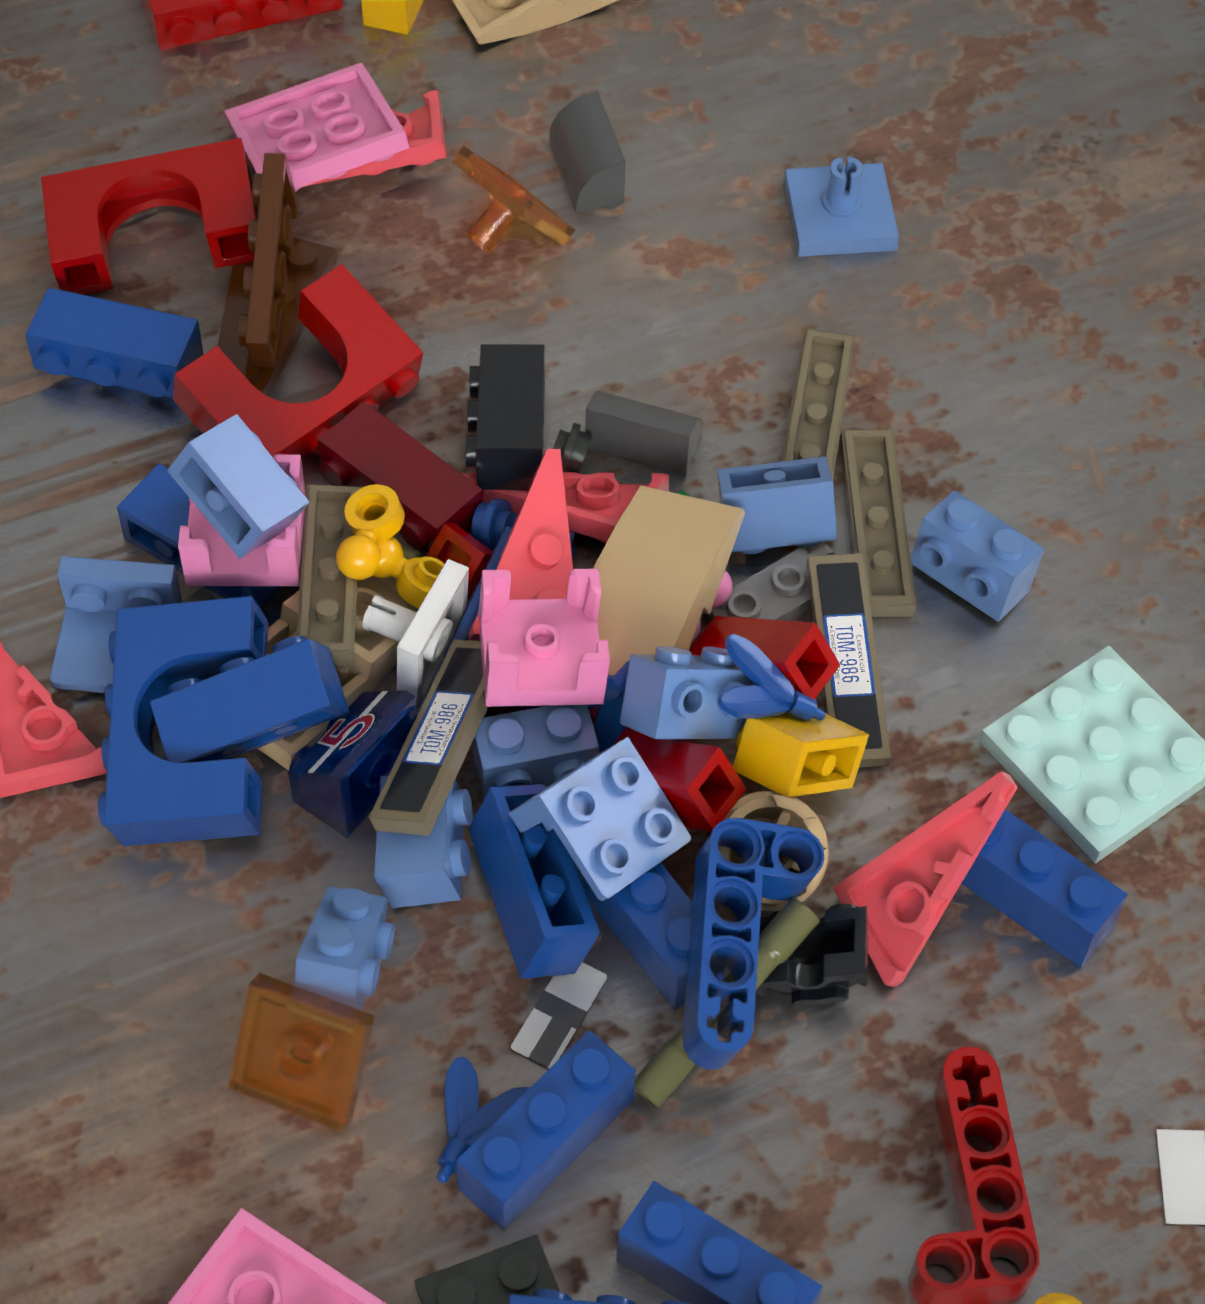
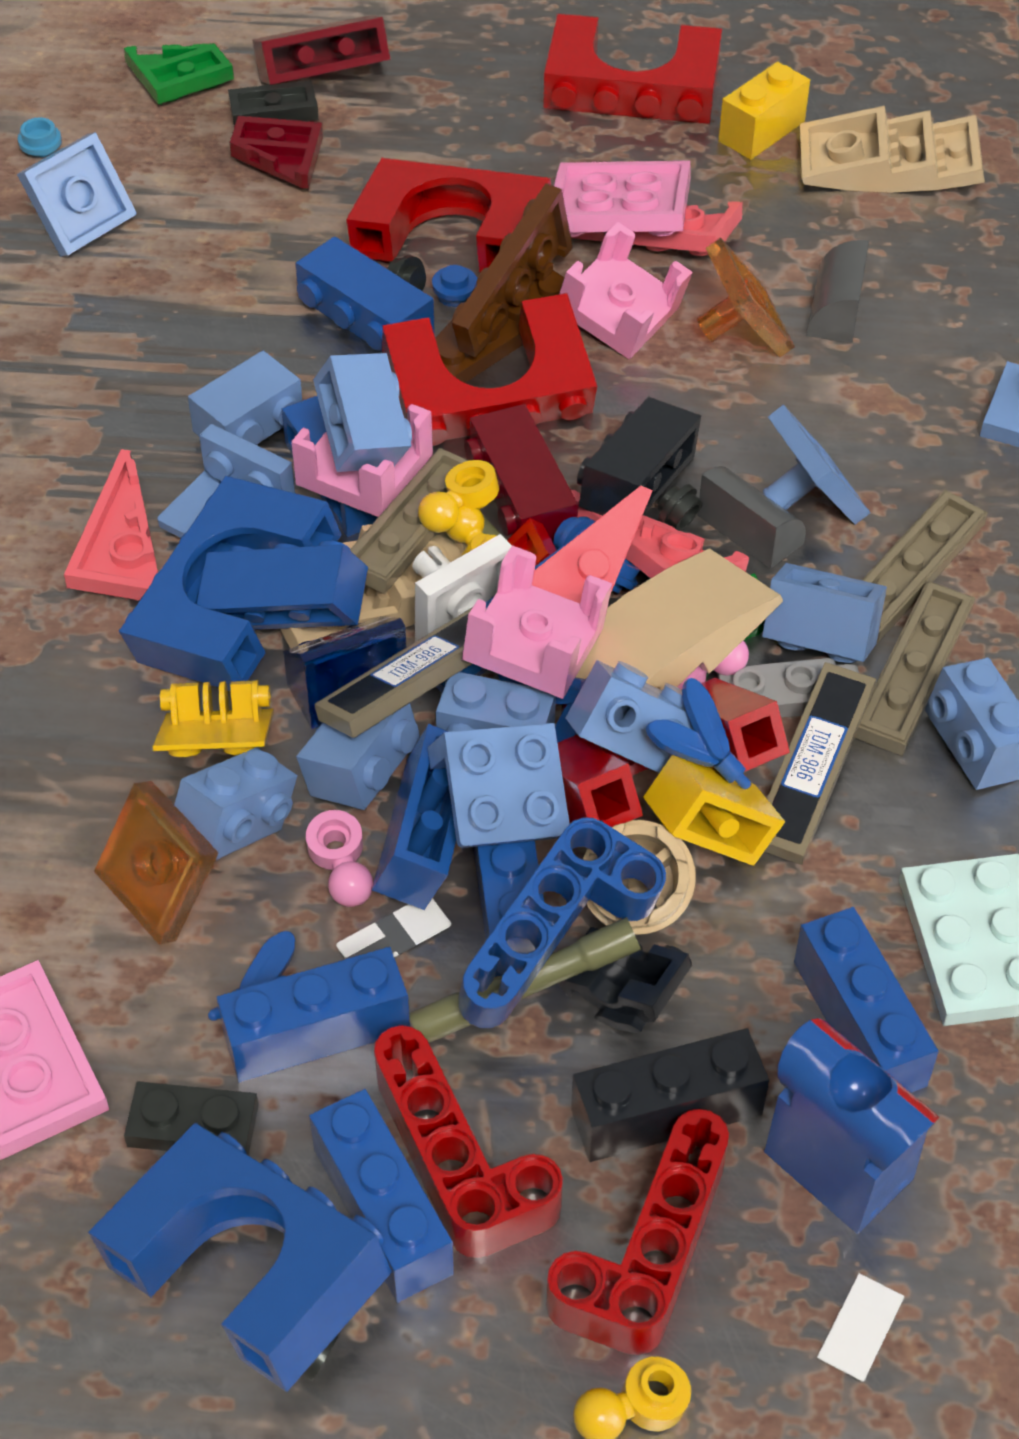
camera: 30 degrees right, 5 degrees down
(69, 513) = (246, 399): none -> medium blue brick
(144, 295) = (409, 269): none -> pearl dark grey plate
(196, 291) = (453, 284): none -> blue plate
(263, 885) = (190, 730): none -> yellow hinge
(383, 243) = (621, 299): none -> bright pink panel
(490, 979) = (349, 881): none -> bright pink plate
(678, 362) = (813, 470): none -> medium blue tile
(750, 1183) = (451, 1138): none -> red beam
(911, 1047) = (643, 1097): none -> black brick
(919, 876) = (752, 956): coral wing -> none
(1100, 1005) = (844, 1125): none -> blue piece

